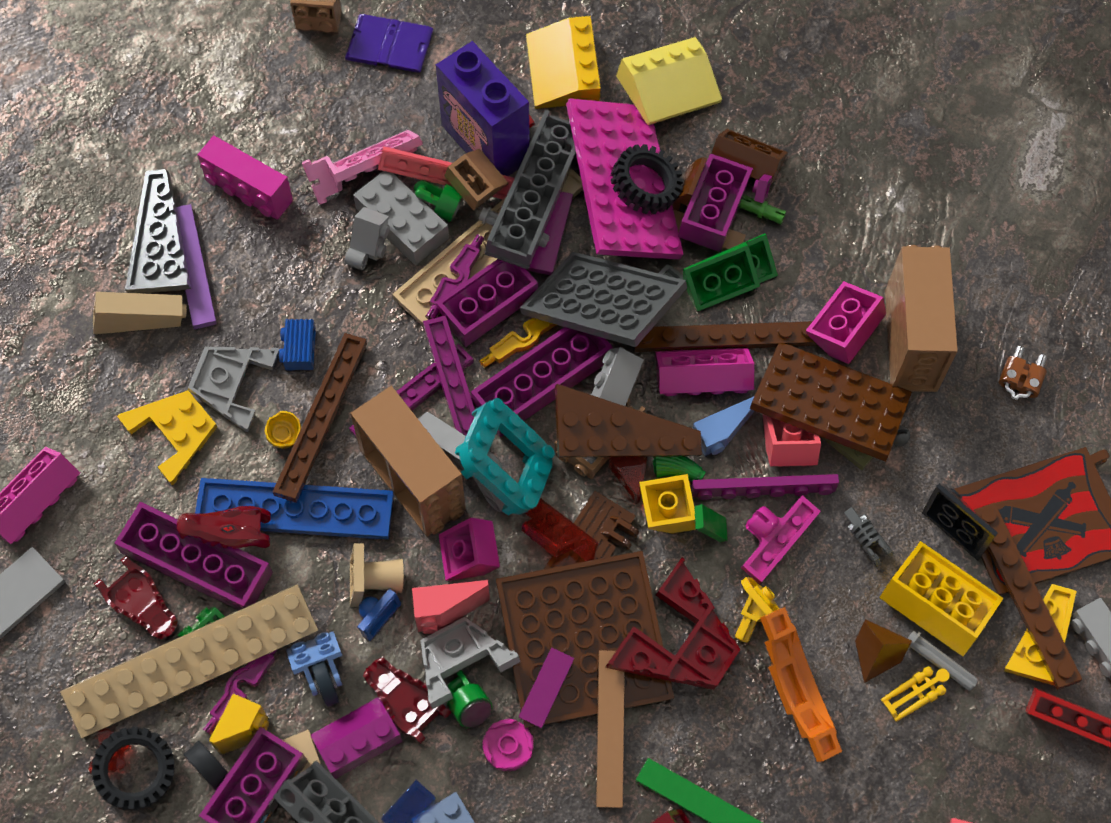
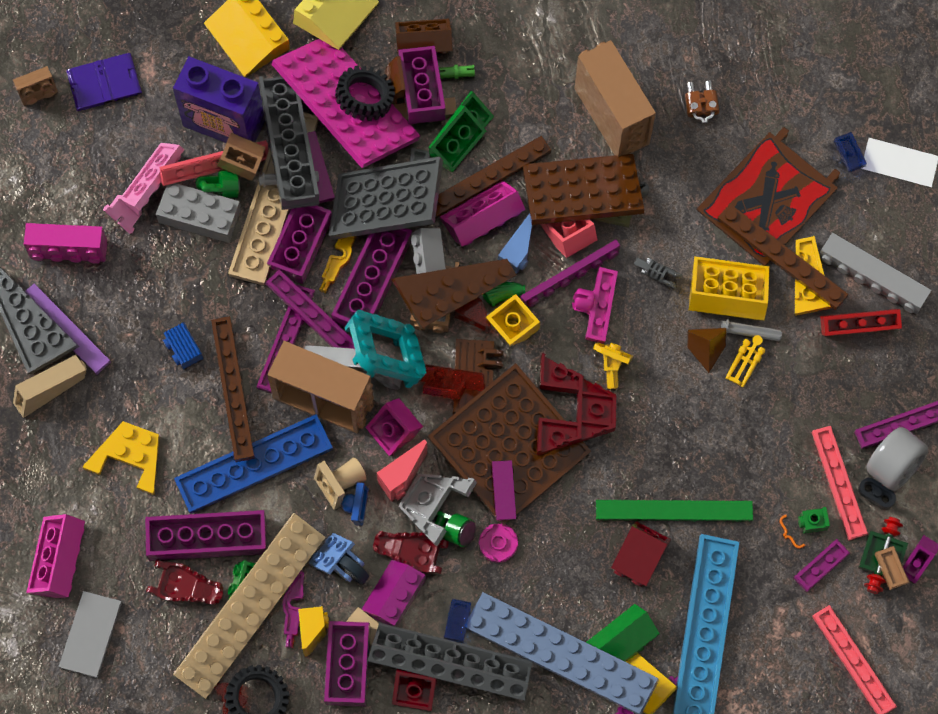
camera: 30 degrees left, 5 degrees up
(206, 764) = (306, 667): black tyre -> none
(220, 377) = (140, 398): light grey wing -> none
(230, 527) = (222, 499): dark red animal -> none
(282, 429) = (211, 412): yellow hair -> none
(367, 238) = (186, 241): light grey hinge -> none
(461, 267) = (267, 227): magenta piece -> none
(610, 734) = (562, 497): medium nougat tile -> none
(710, 523) = (549, 319): green tile -> none
(762, 188) = (447, 56): magenta plate -> none
(797, 685) = (667, 398): orange piece -> none
(847, 321) = (562, 126): dark pink slope -> none
(959, 521) = (714, 229): black slope -> none

